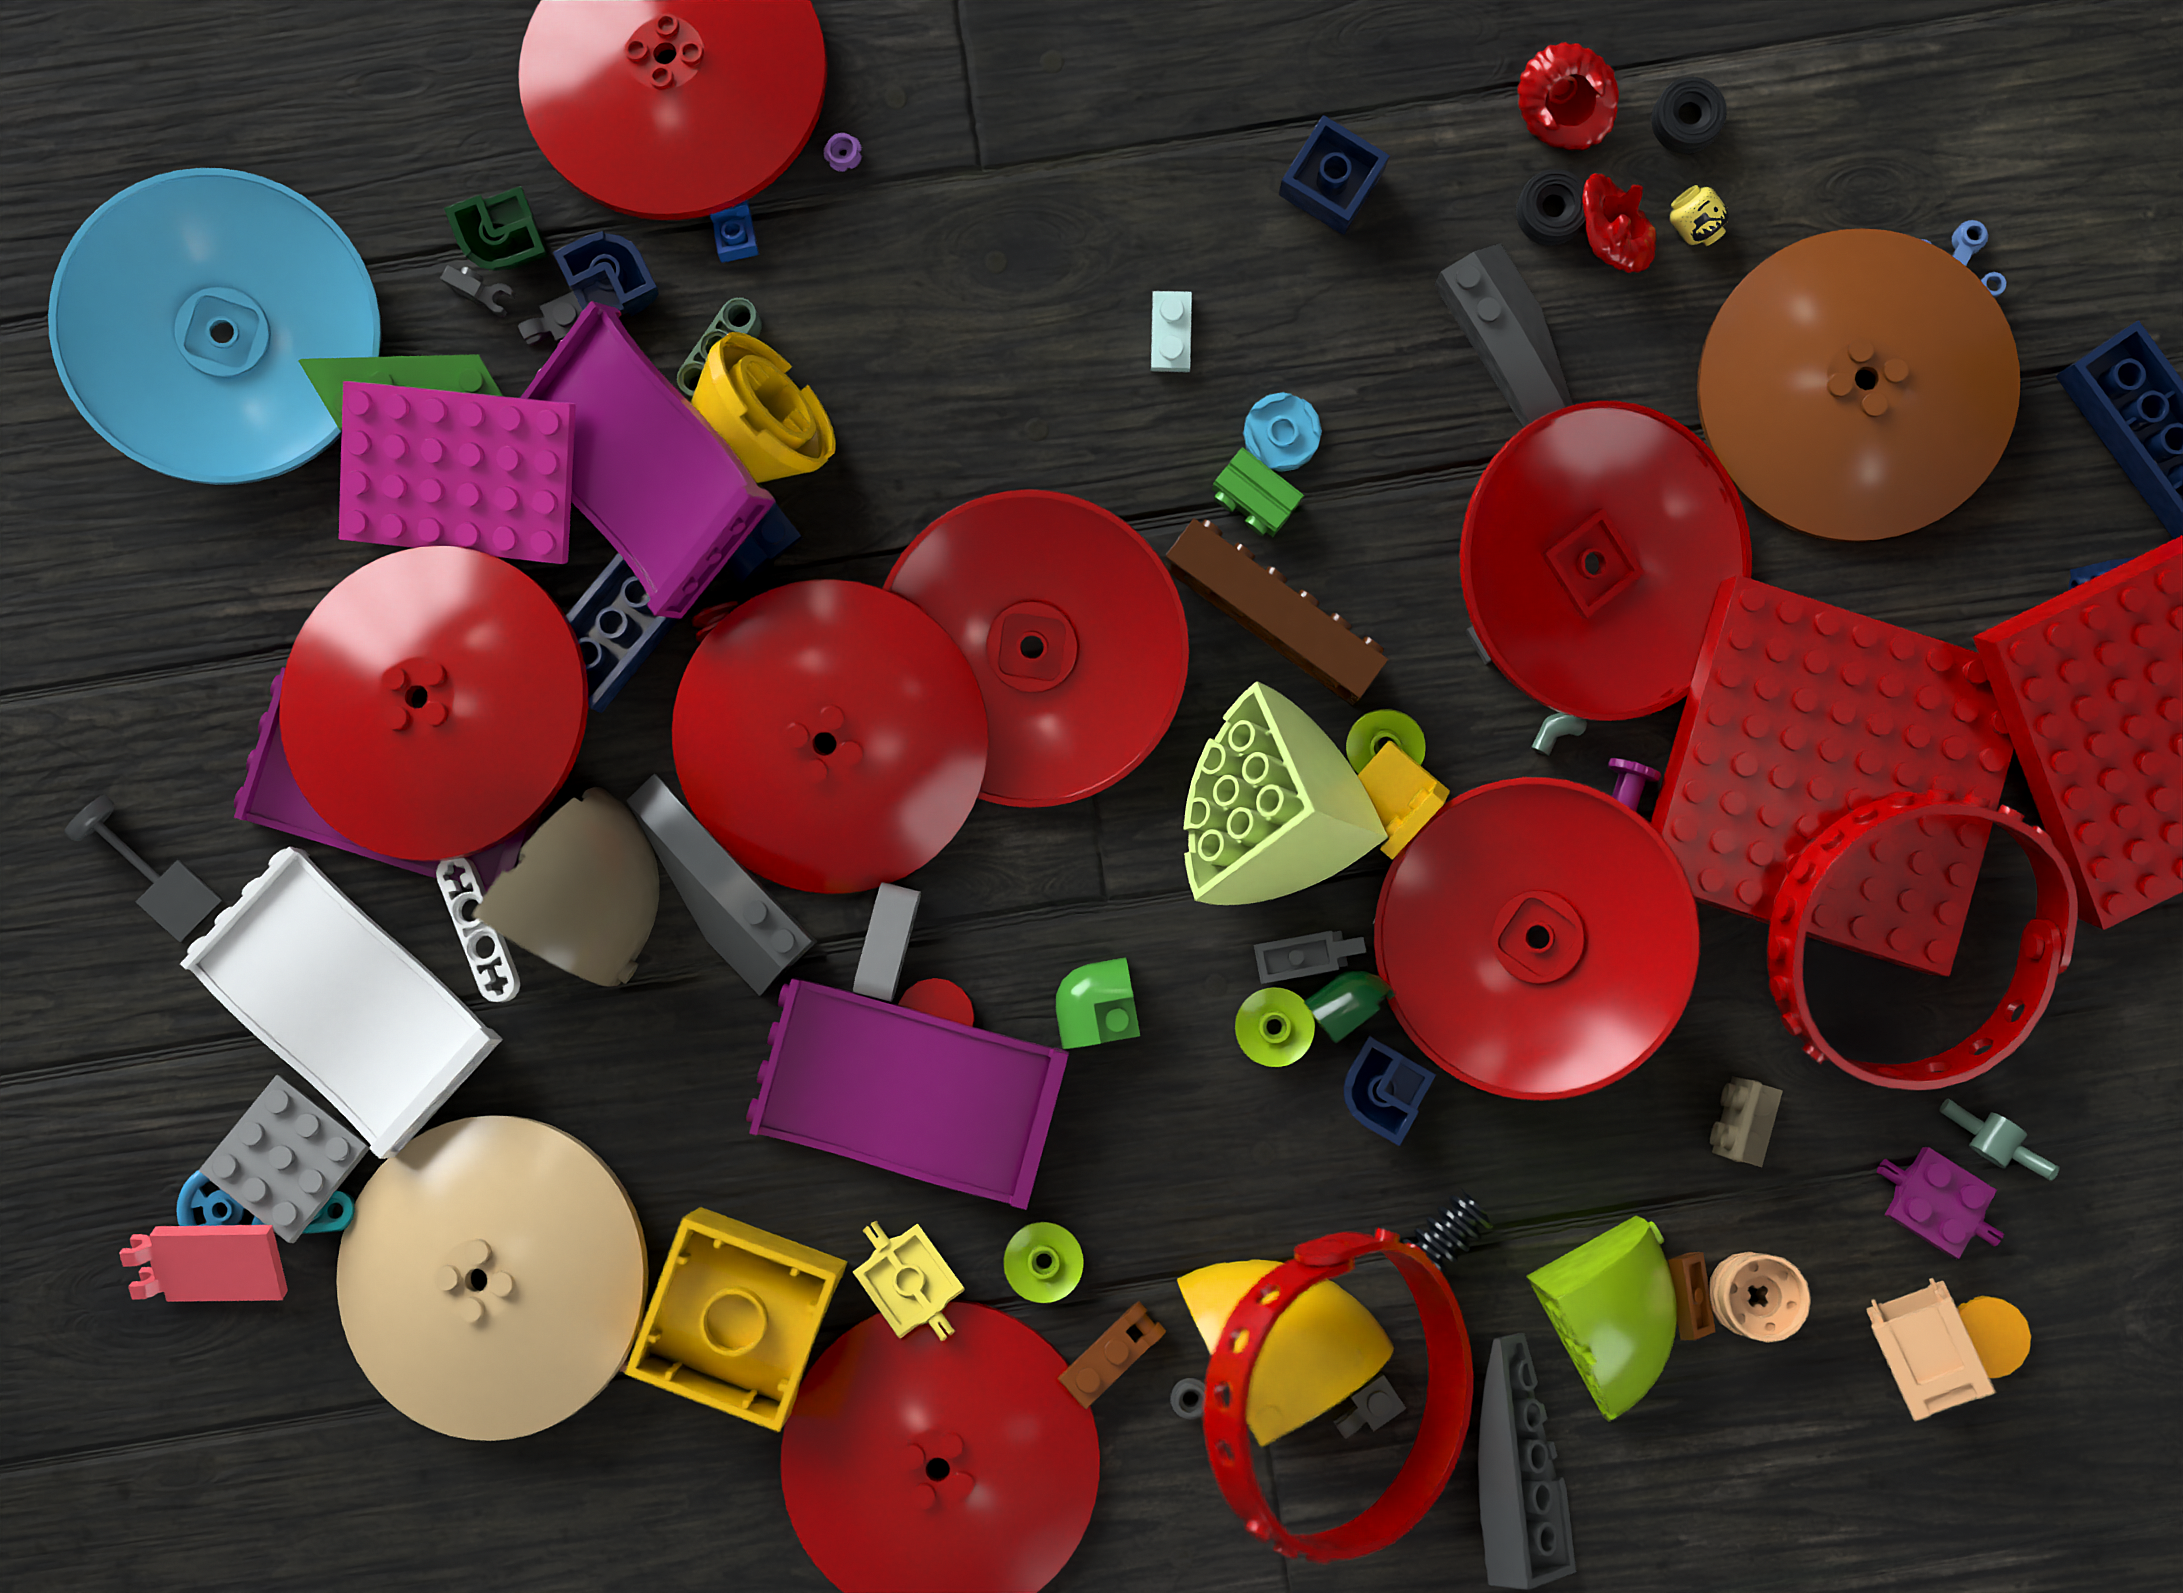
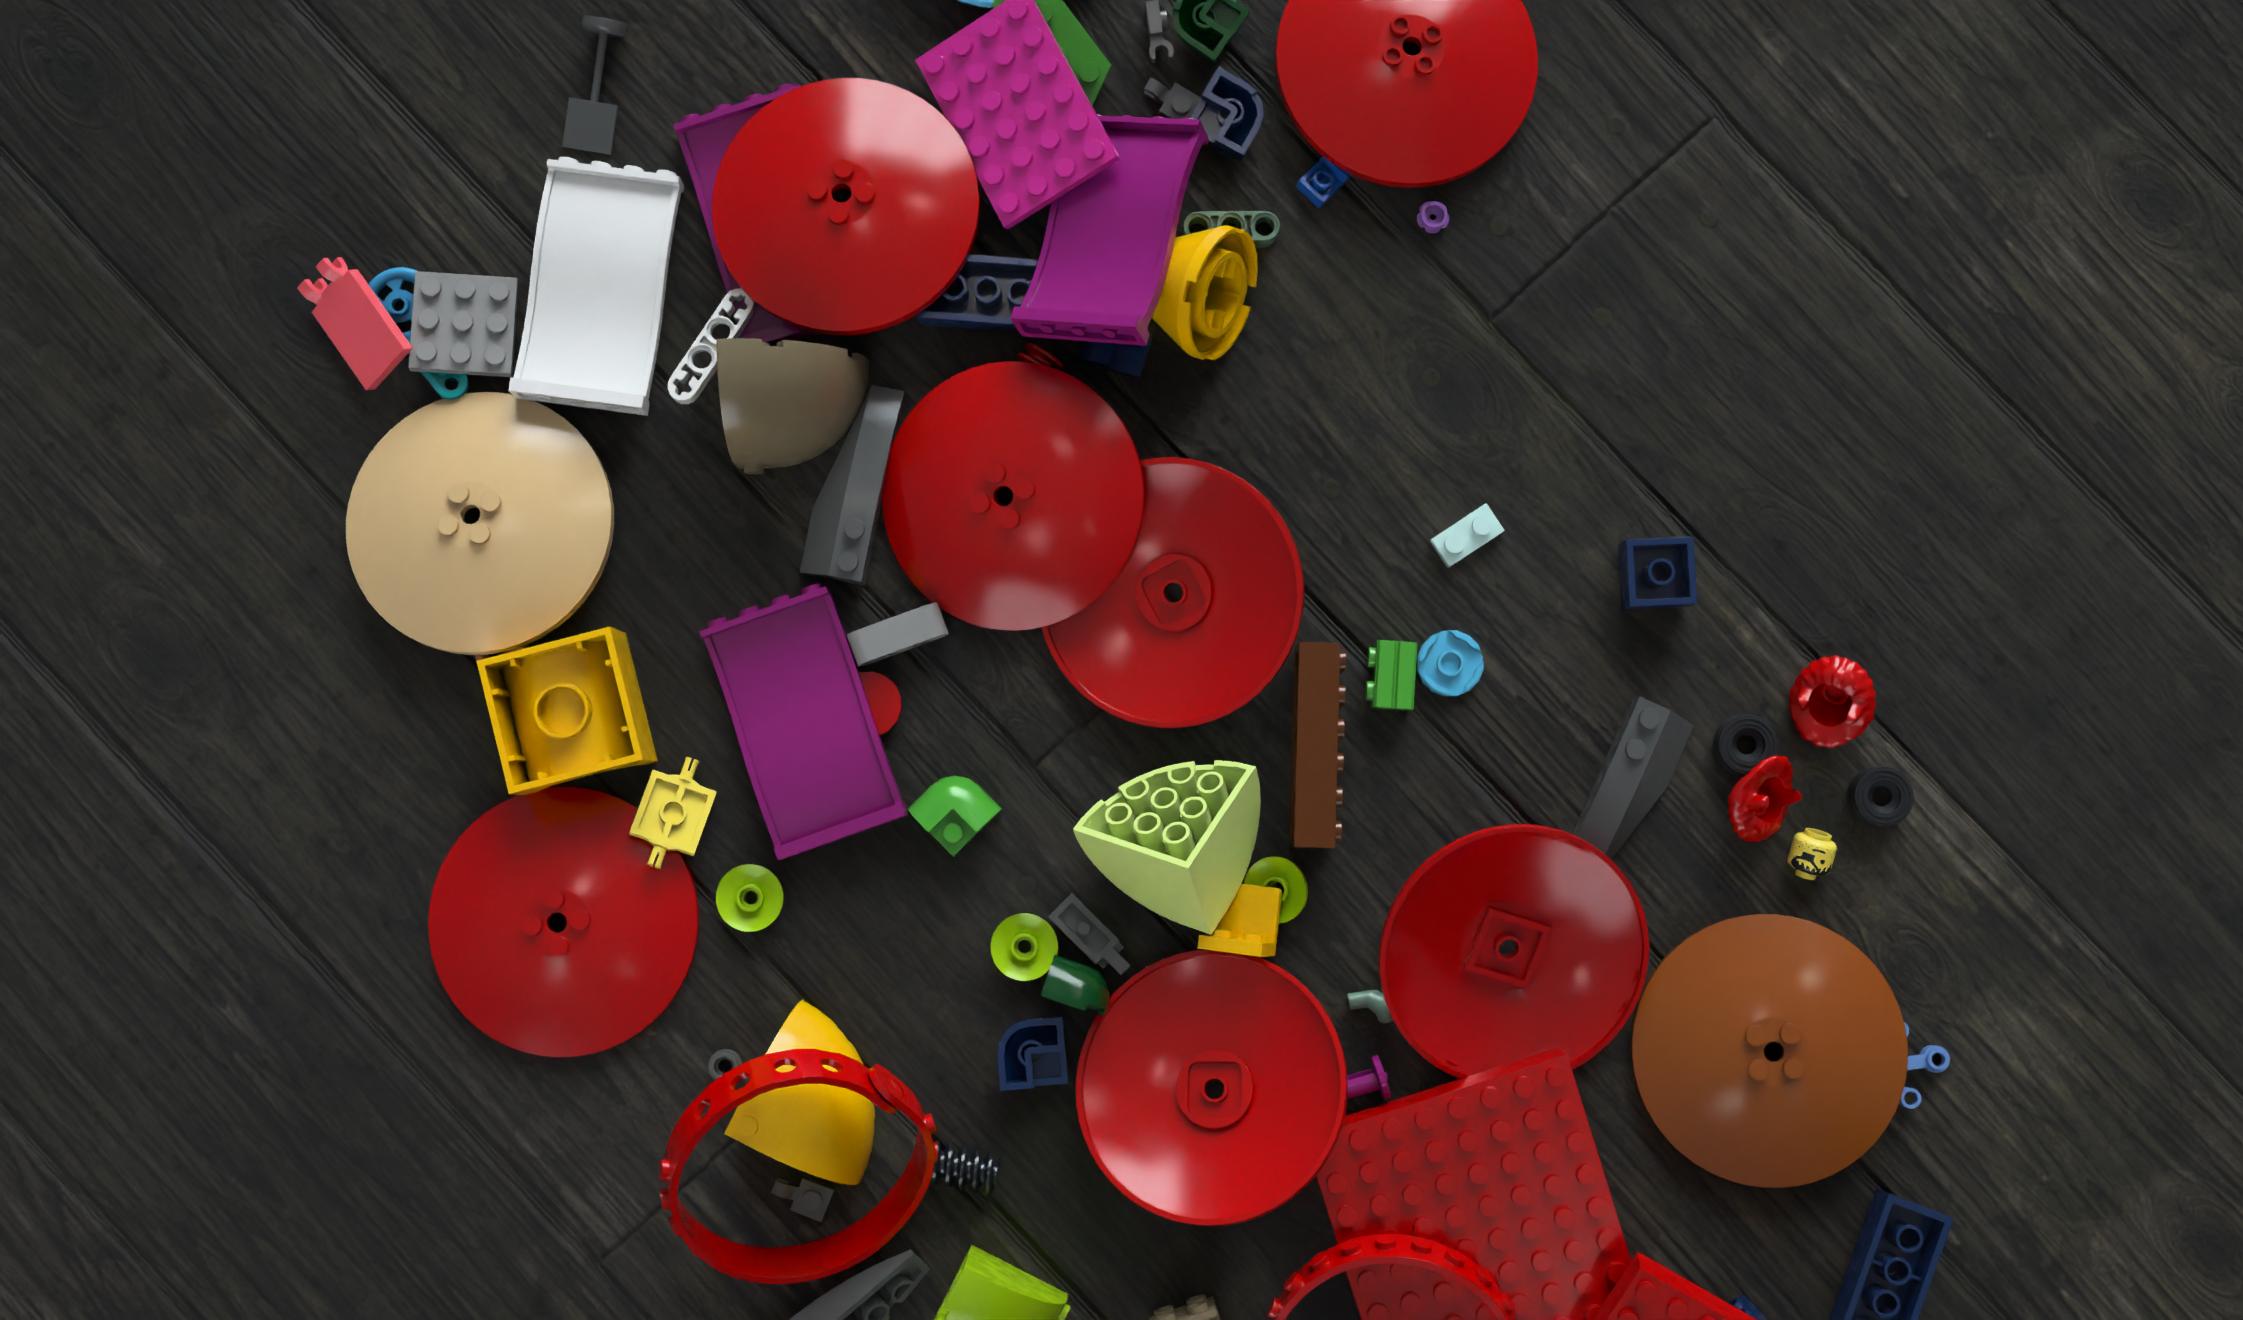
camera: 45 degrees right, 0 degrees up
(1110, 1355) = (717, 989): dark orange plate -> none

